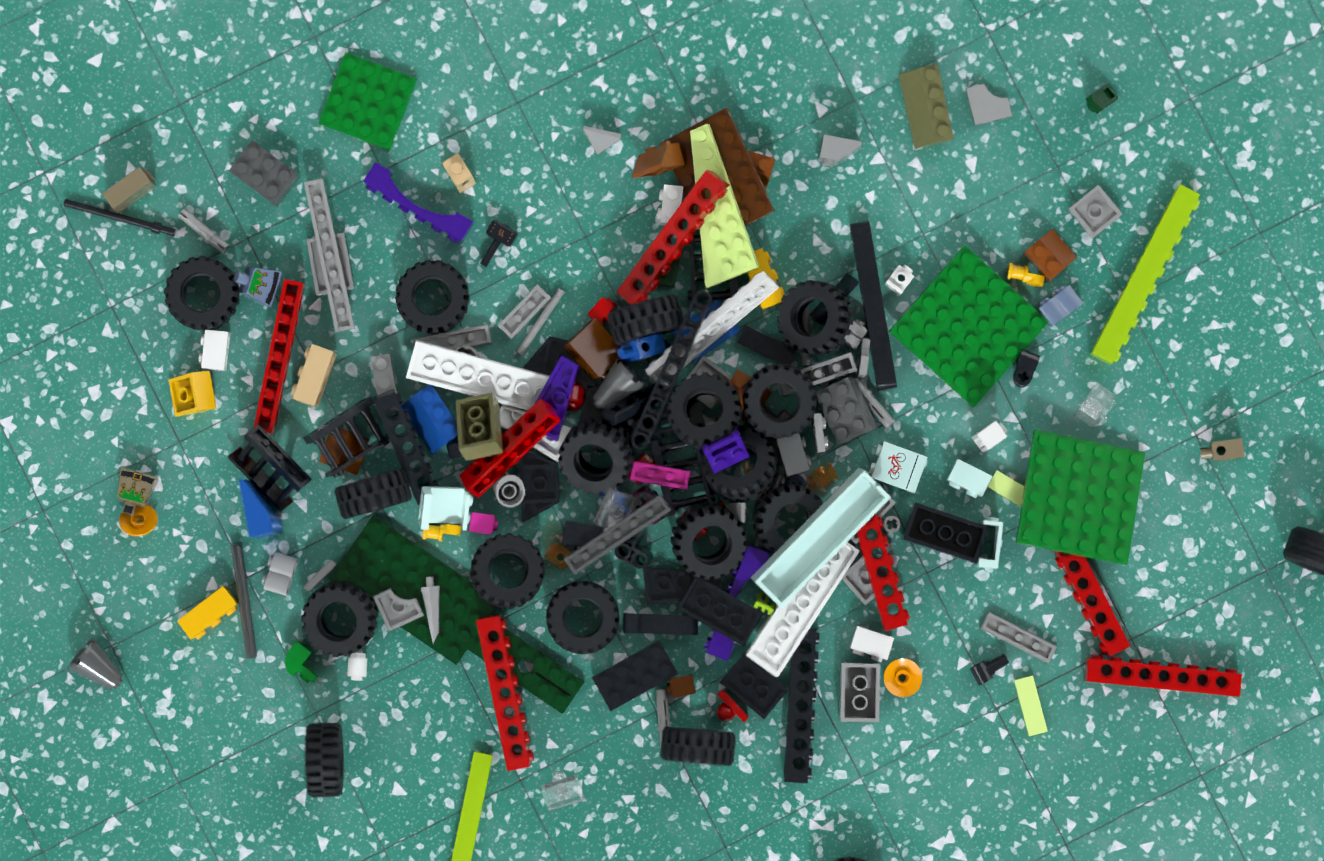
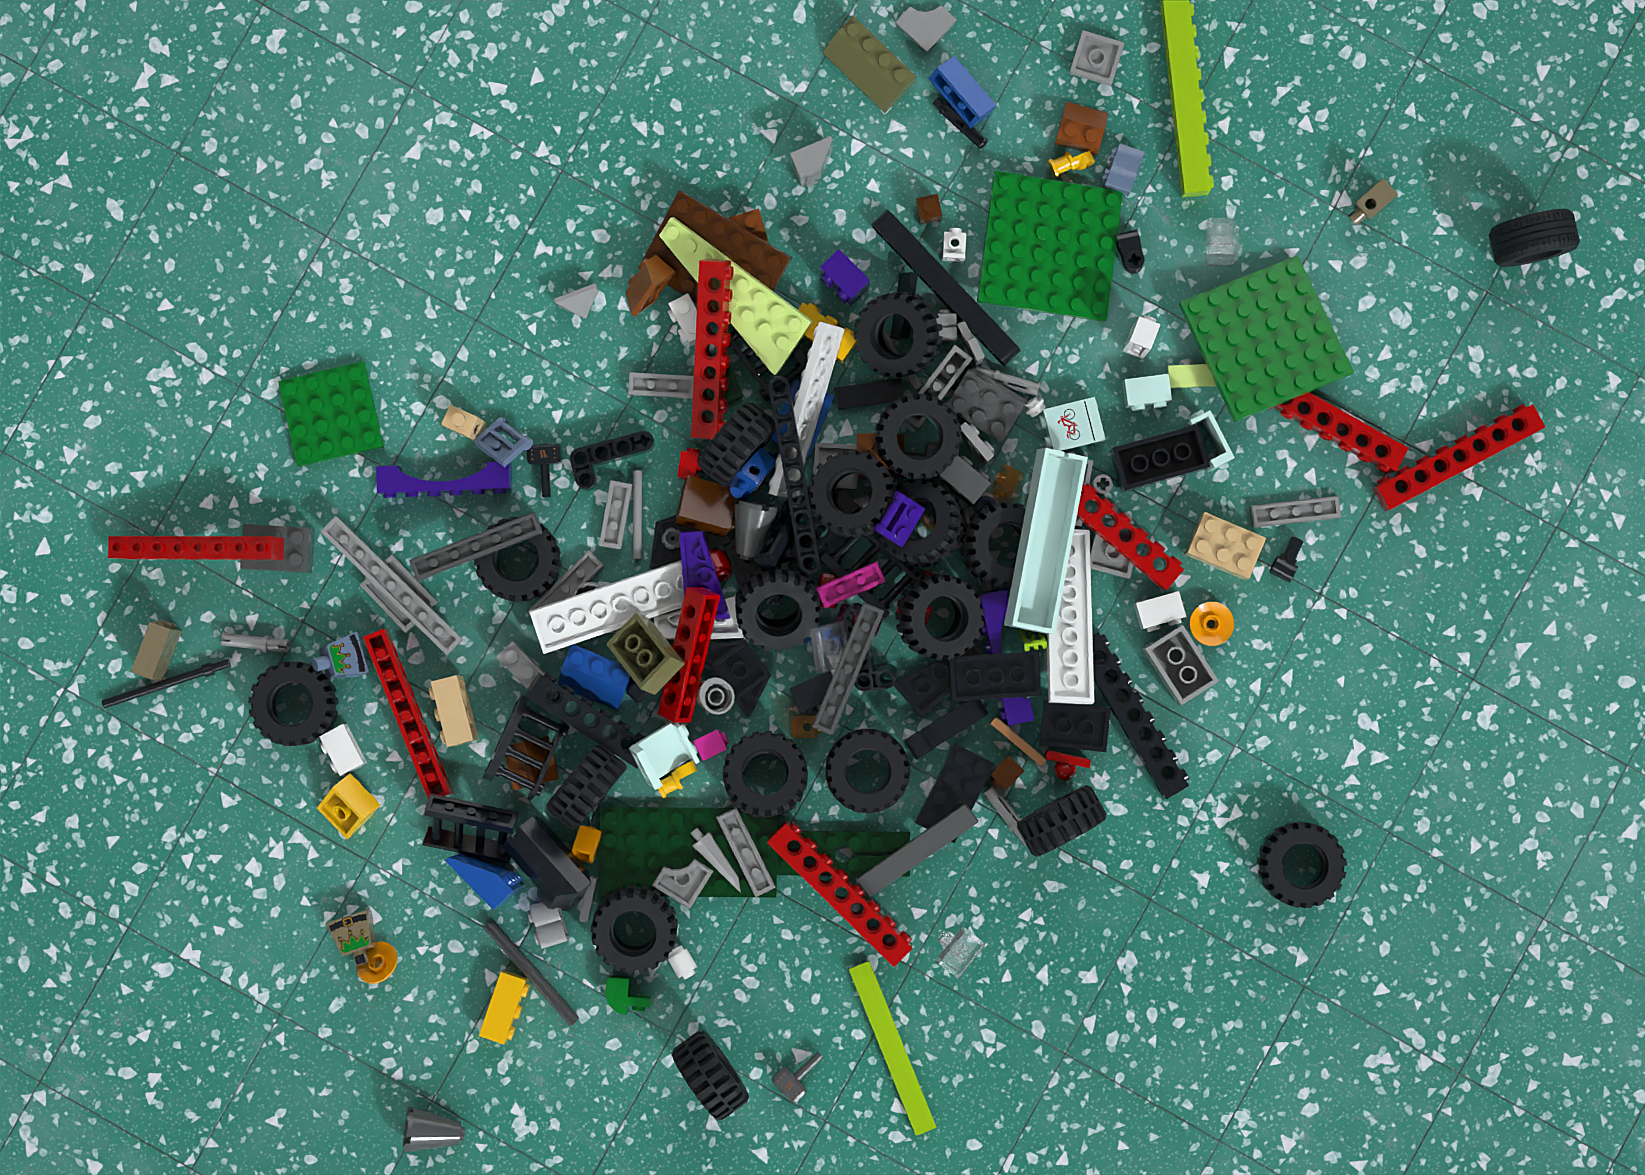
camera: 20 degrees left, 0 degrees up
(207, 135) = (196, 547): none -> red brick
(308, 531) = (548, 864): none -> black brick
(345, 535) = (586, 843): none -> light orange brick
(377, 805) = (790, 1084): none -> dark grey piece
(408, 268) = (476, 546): none -> dark grey tile
(456, 617) = (746, 852): none -> light grey tile
(473, 207) = (498, 446): none -> sand blue plate
(550, 267) = (613, 455): none -> black beam
(550, 352) = (666, 538): none -> dark grey plate
(580, 698) = (917, 849): none -> dark grey tile
(619, 239) = (661, 385): none -> light grey plate
(705, 669) = (1017, 741): none -> medium nougat tile
(740, 510) = (948, 567): light grey slope -> none
(804, 250) = (844, 278): none -> dark purple brick
(880, 435) = (1034, 406): none -> white plate
(898, 240) = (928, 209): none -> reddish brown brick
(950, 628) = (1225, 546): none -> tan brick
(964, 193) = (951, 115): none -> black piece
(980, 171) = (962, 92): none -> brick
(1030, 705) = (1351, 569): yellowish green tile -> none

